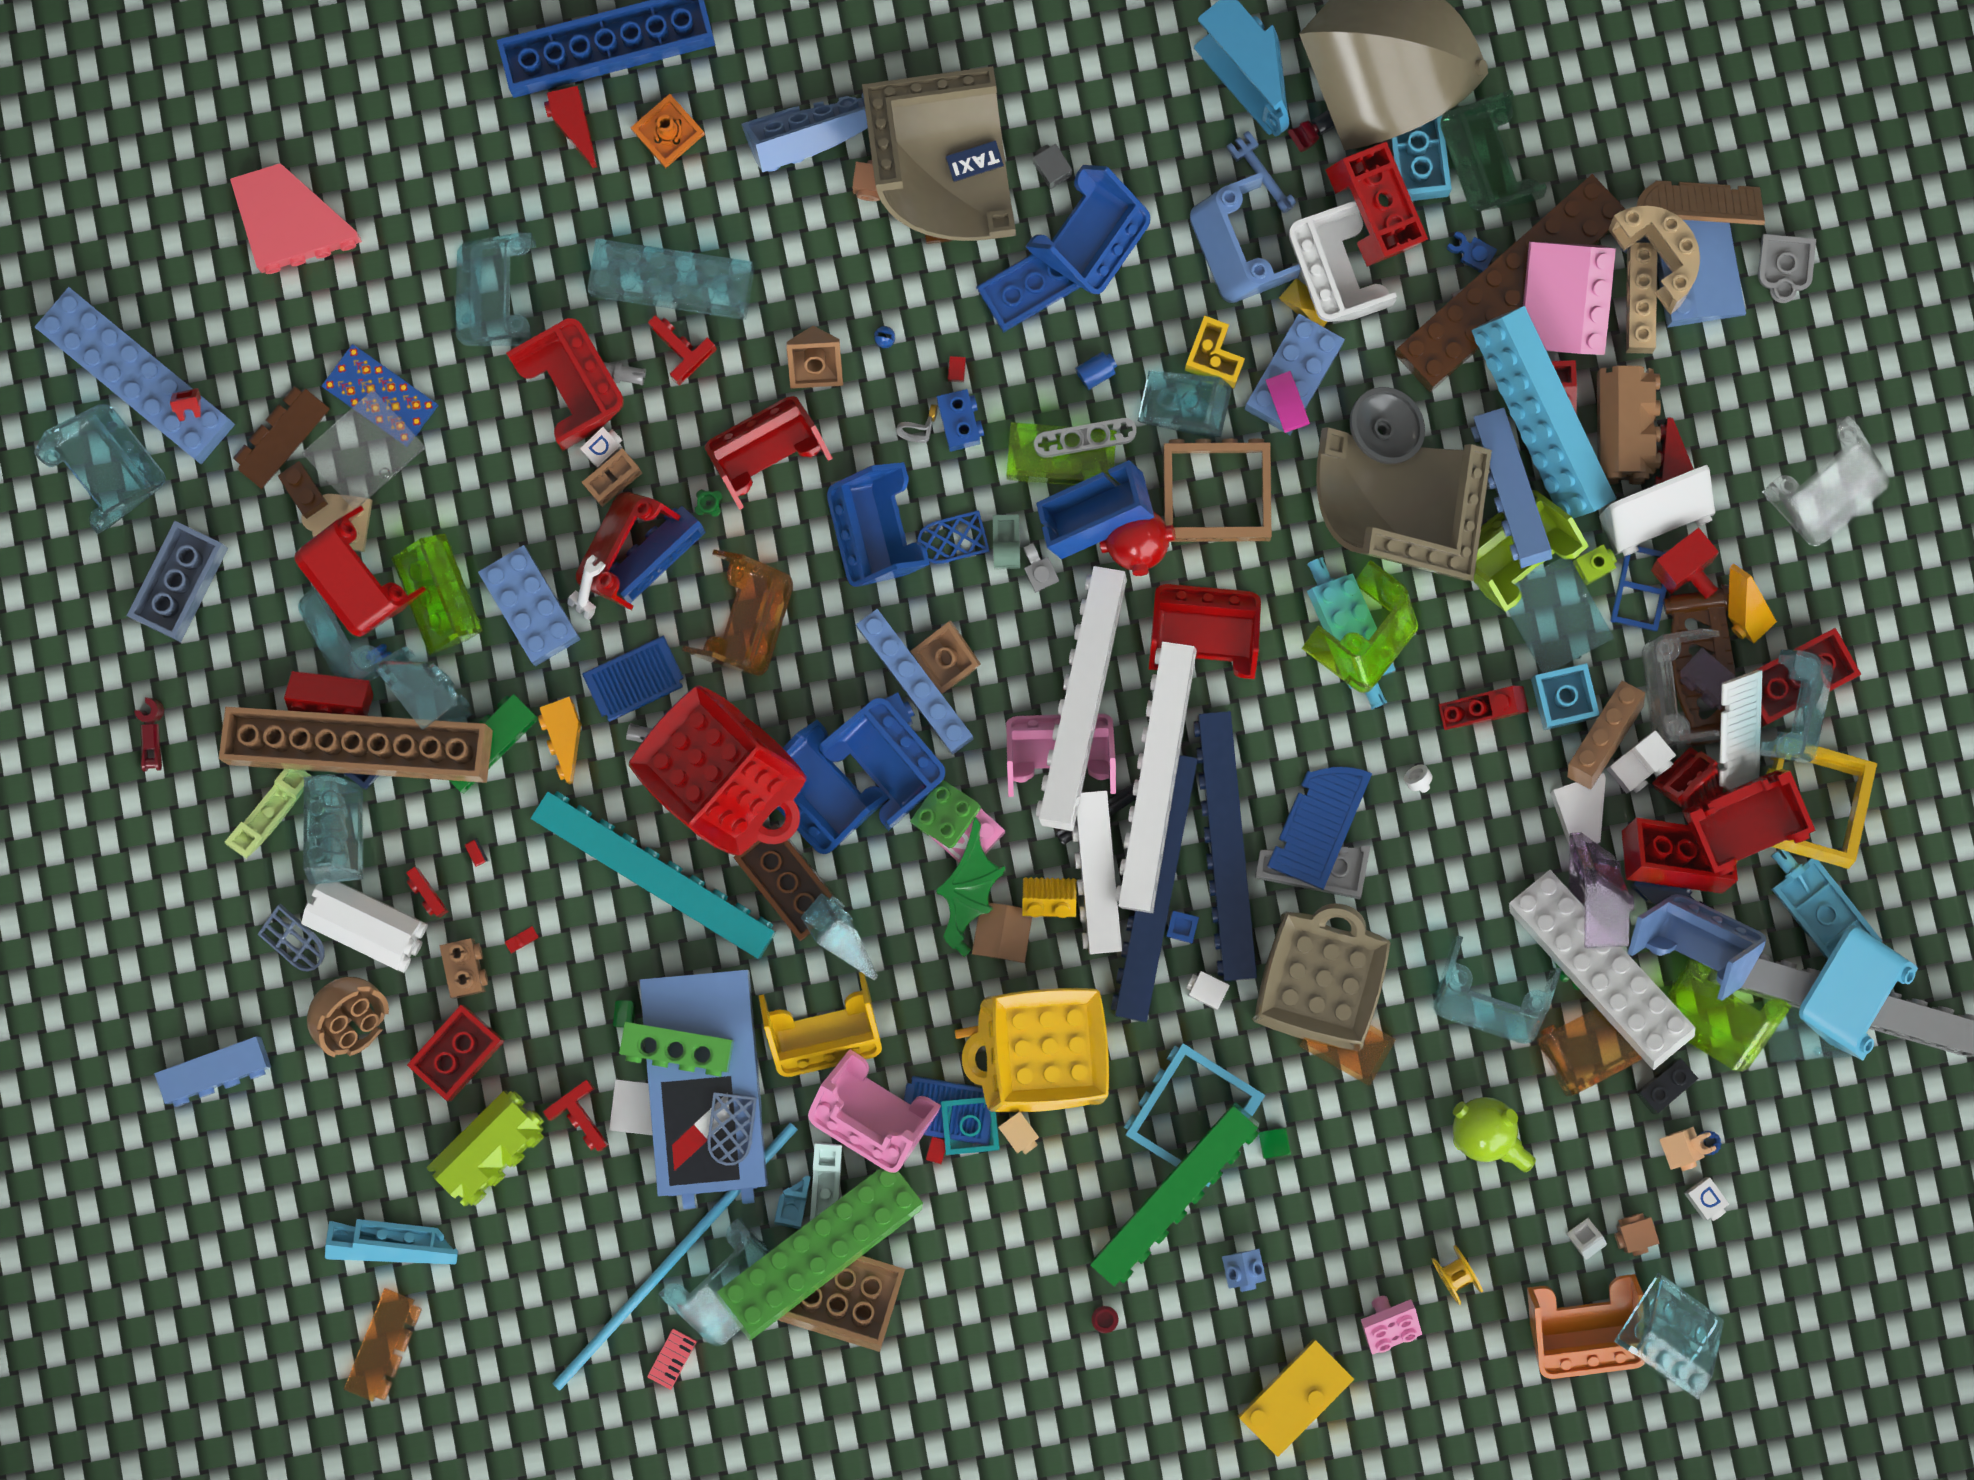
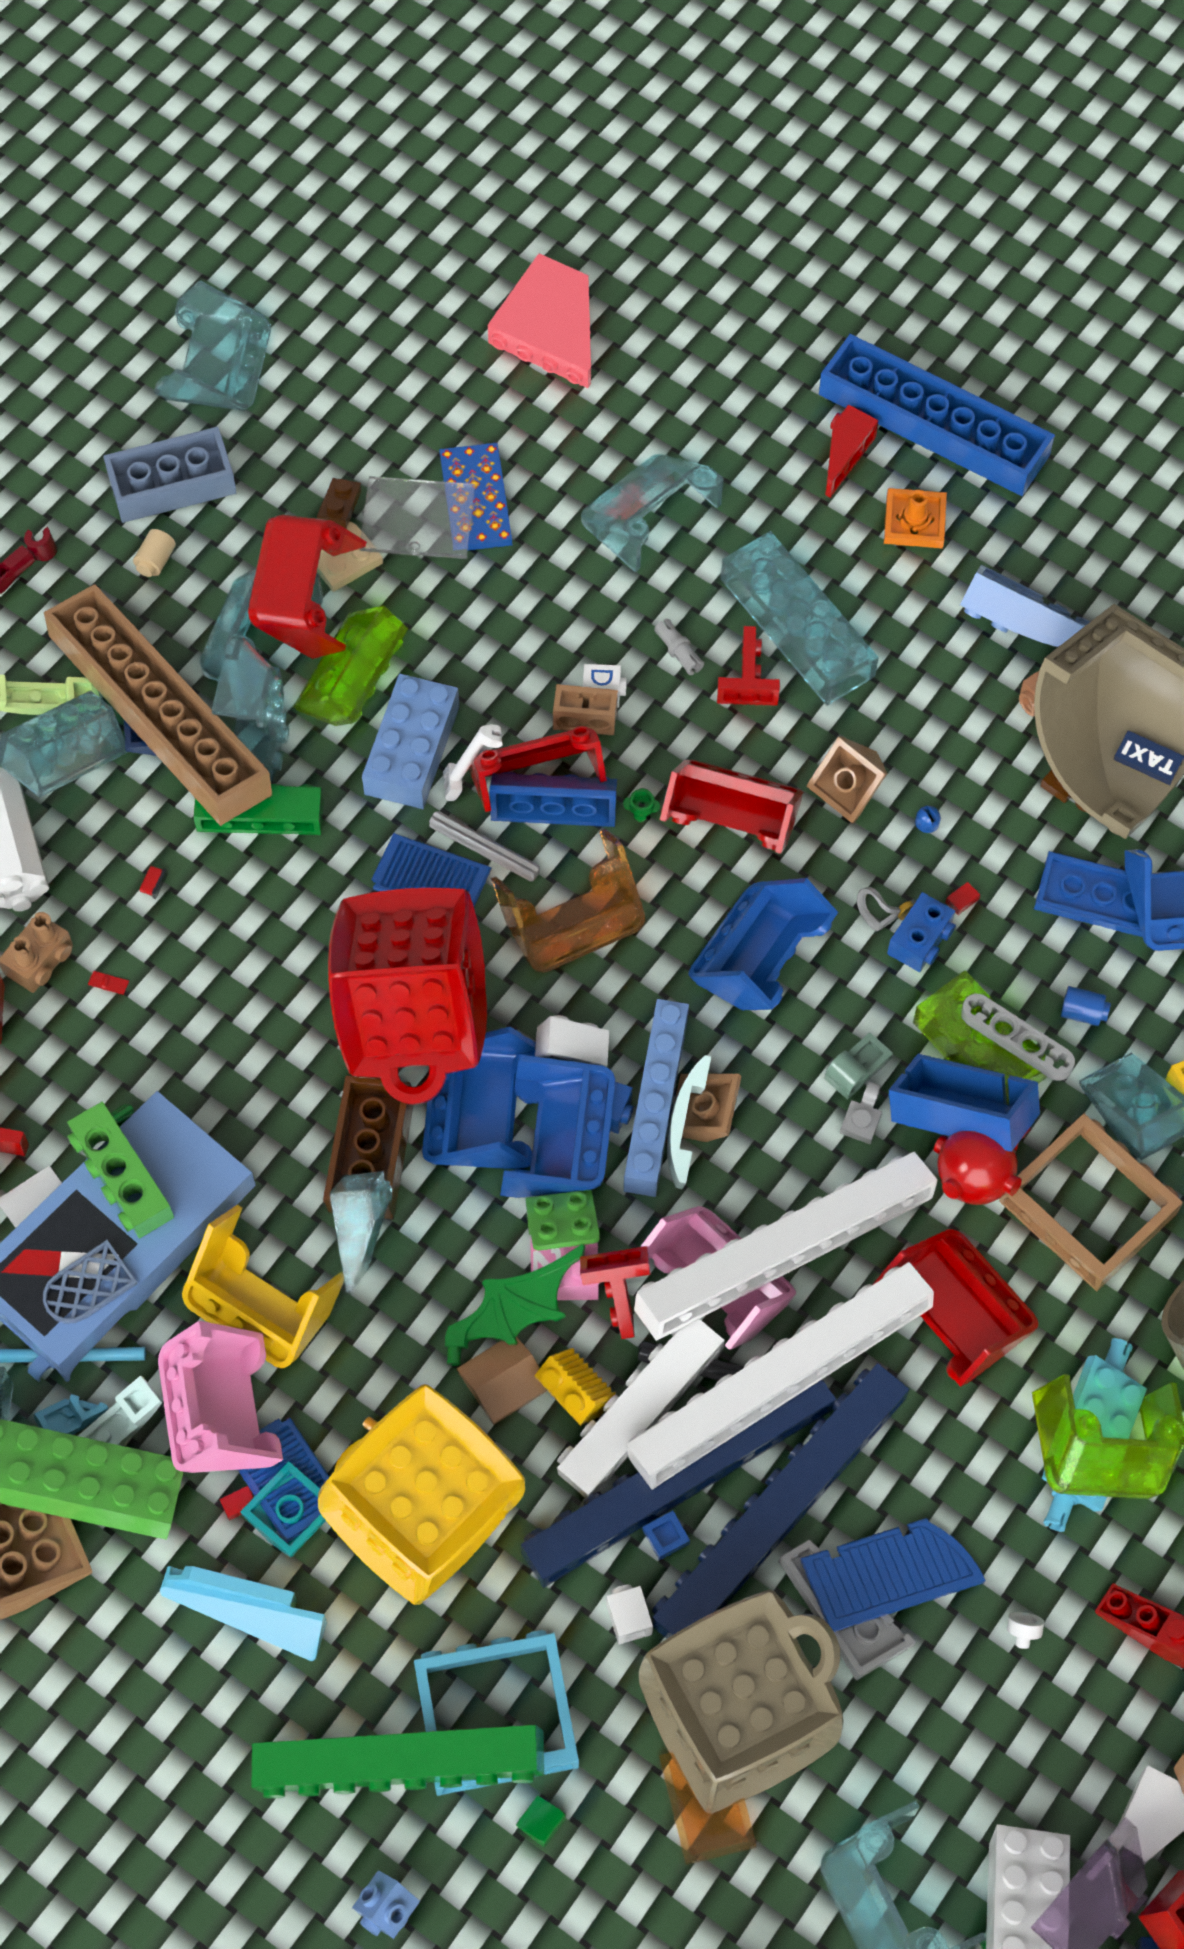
camera: 40 degrees right, 20 degrees down
(131, 373) = (311, 320): medium blue brick -> none
(186, 400) = (319, 350): red tile -> none
(228, 644) = (154, 553): none -> tan brick
(282, 440) = (363, 460): reddish brown windscreen -> none
(328, 694) = (183, 652): red brick -> none
(432, 902) = (81, 860): red plate -> none
(564, 731) = (329, 857): light orange slope -> none
(578, 375) = (651, 593): red windscreen -> none
(645, 626) = (484, 846): none -> light grey axle
(653, 875) = (268, 1038): teal brick -> none
(836, 702) = (572, 1041): none -> white brick
(929, 651) = (678, 1158): none -> light aqua slope
(963, 536) = (817, 1001): blue window -> none
(1004, 1199) = (249, 1607): none -> medium azure wedge
(1009, 816) = (613, 1270): none -> red bracket
(1019, 1133) = (324, 1561): tan brick -> none
(1105, 1319) = (212, 1814): dark red plate -> none

